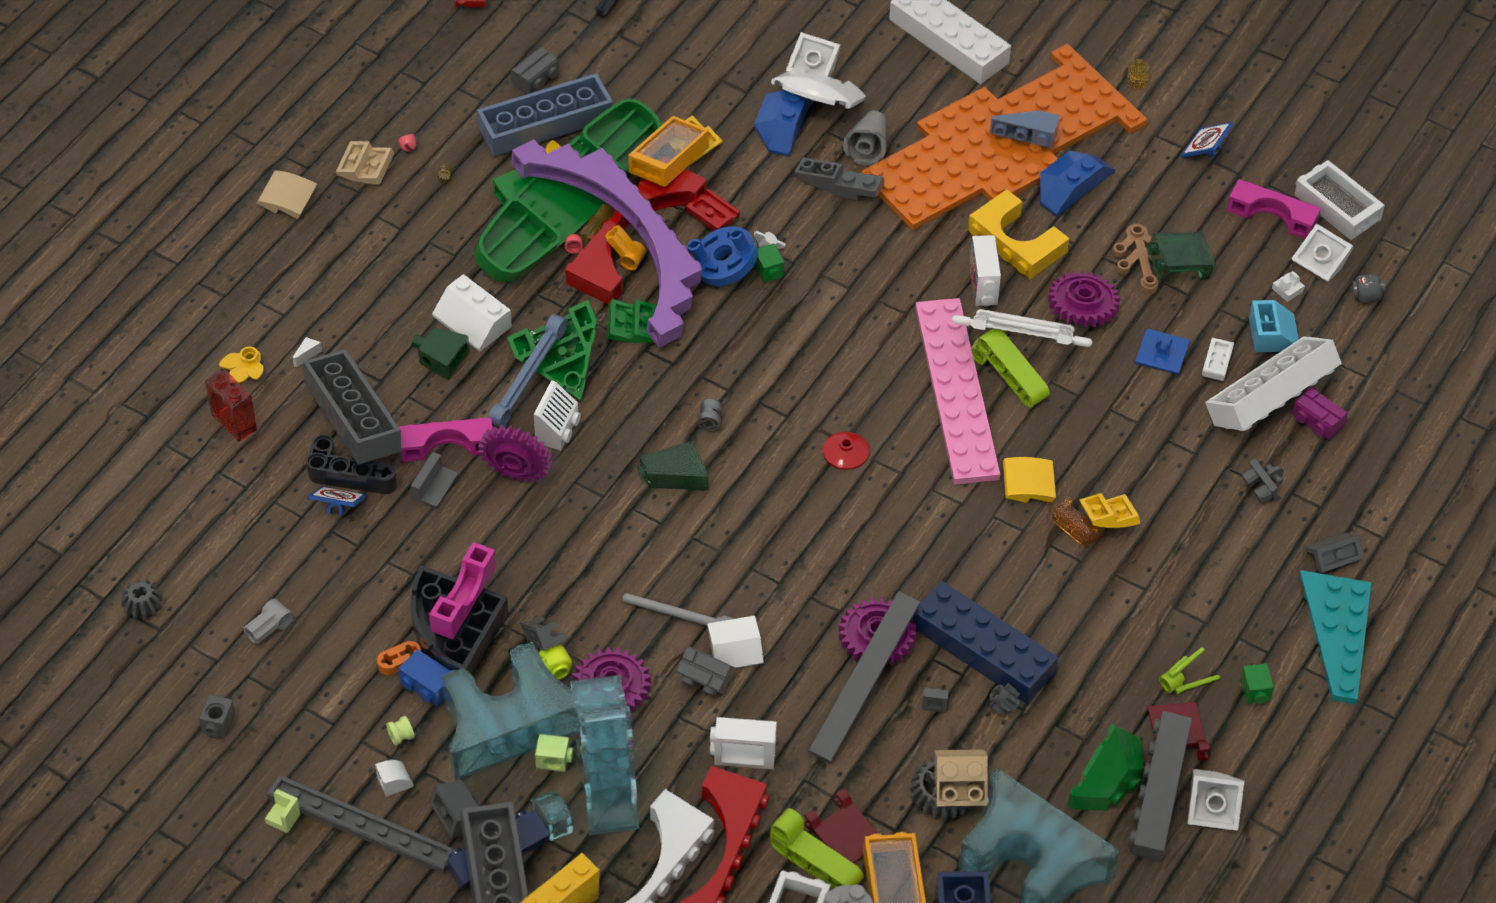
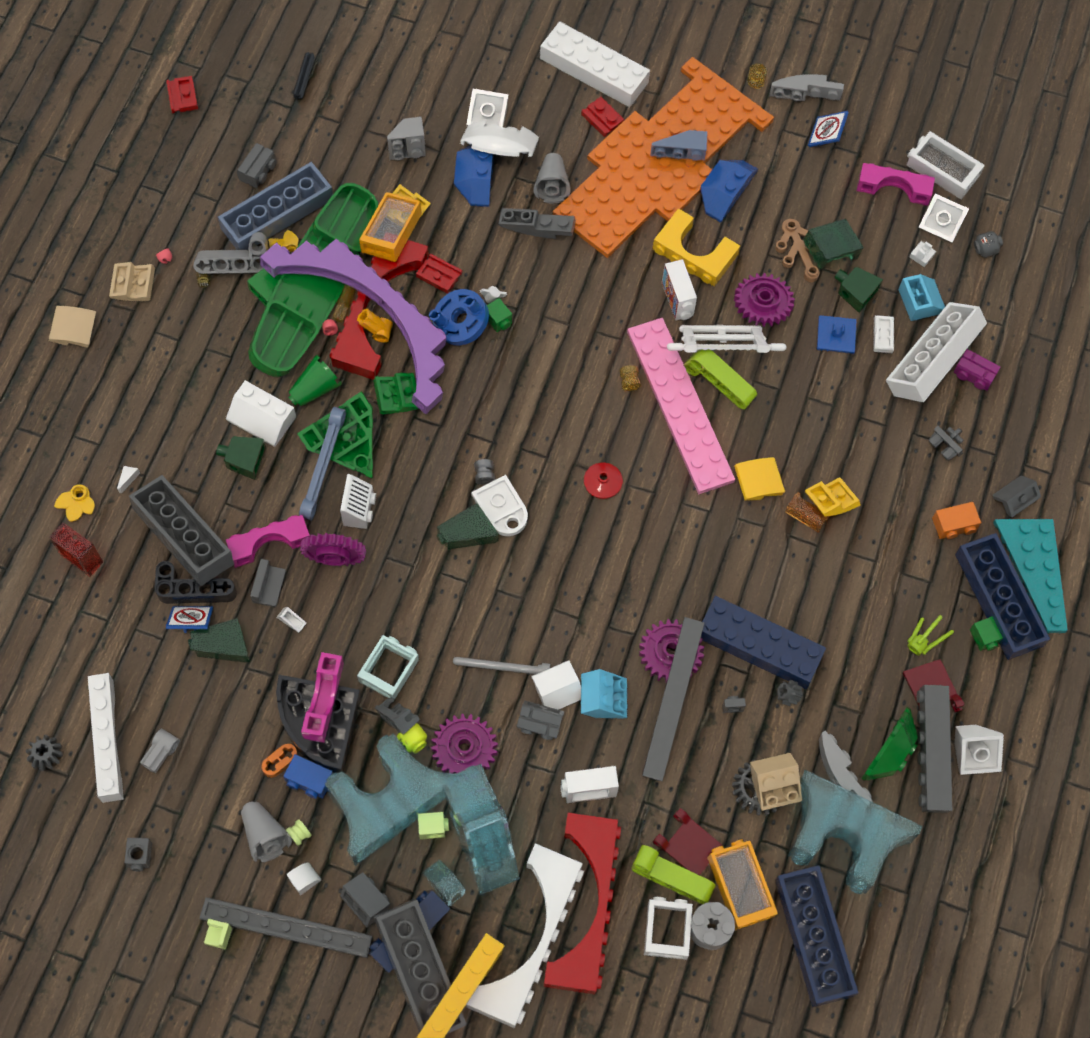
camera: 15 degrees left, 15 degrees up
(207, 615) = (104, 739): none -> white arch
(362, 723) = (263, 833): none -> light grey cone
(364, 528) = (220, 642): none -> clear green slope
(451, 522) = (291, 619): none -> white piece
(480, 155) = (230, 257): none -> light grey beam
(532, 604) = (379, 685): none -> light aqua window
(540, 292) = (313, 383): none -> green cone
(711, 71) = (407, 139): none -> light grey slope
(721, 452) = (502, 505): none -> white plate
(786, 660) = (603, 694): none -> medium azure slope
(904, 351) = (630, 380): none -> clear yellow wheel
(945, 86) = (602, 116): none -> red plate
(1042, 778) = (836, 765): none -> light grey slope
(1189, 92) = (811, 85): none -> light grey slope
(1200, 306) = (858, 287): none -> dark green torso
(1252, 562) = (956, 520): none -> orange brick
(1285, 646) = (1002, 595): none -> dark blue brick

